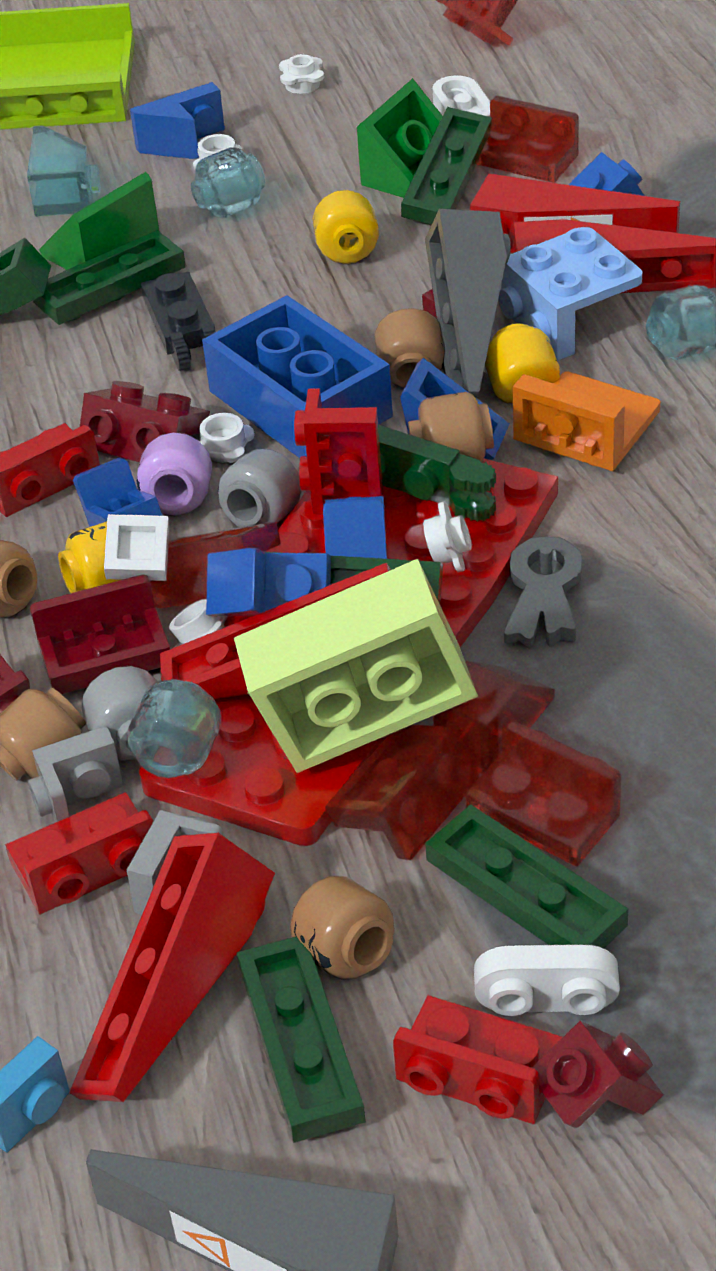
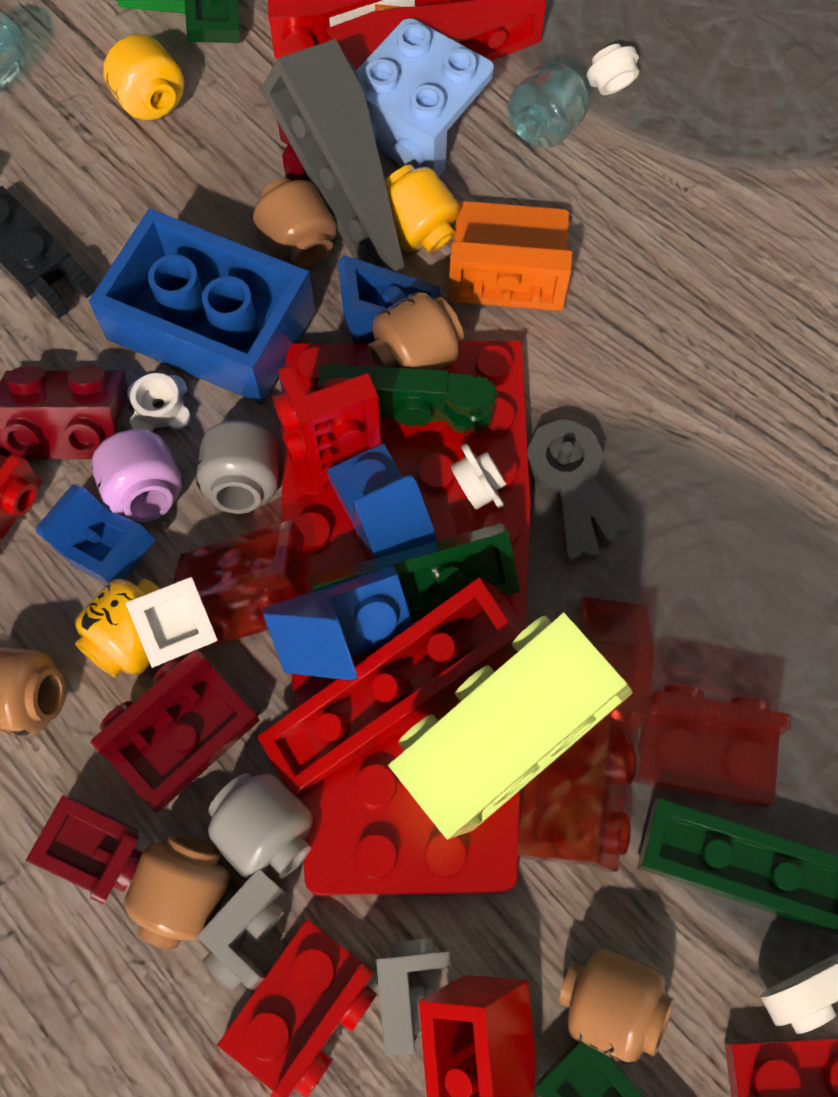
camera: 30 degrees left, 25 degrees up
(174, 728) = (340, 852): clear light blue head -> none
(194, 623) = (263, 675): white plate -> none

